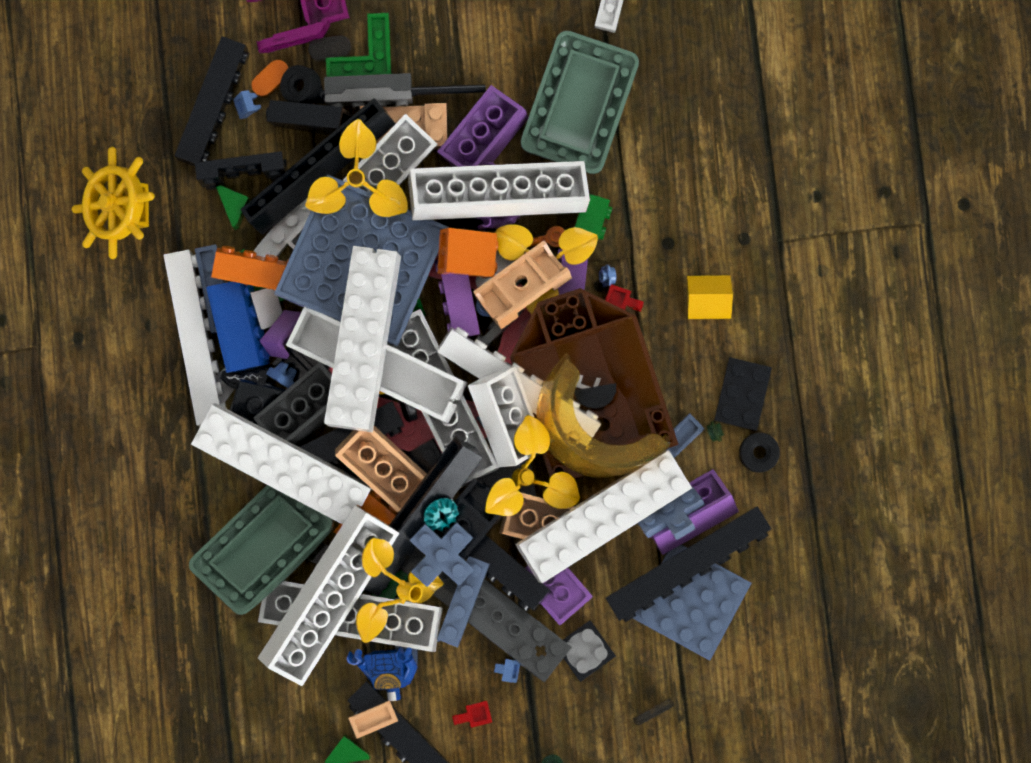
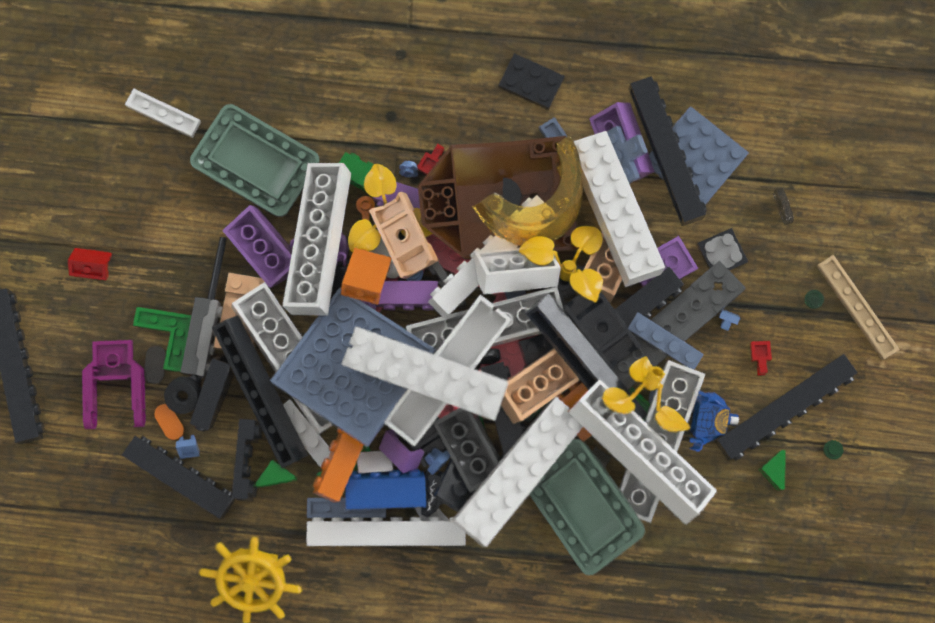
camera: 80 degrees left, 5 degrees down
(326, 196) = (291, 383): yellow plant -> none
(373, 719) = (752, 439): light nougat tile -> none
(432, 513) = (590, 347): teal gear -> none
(441, 554) = (623, 348): sand blue plate -> none
(709, 297) = (444, 90): yellow slope -> none
(715, 431) = (558, 108): clear green plate -> none
(750, 461) = (588, 68): black tyre -> none

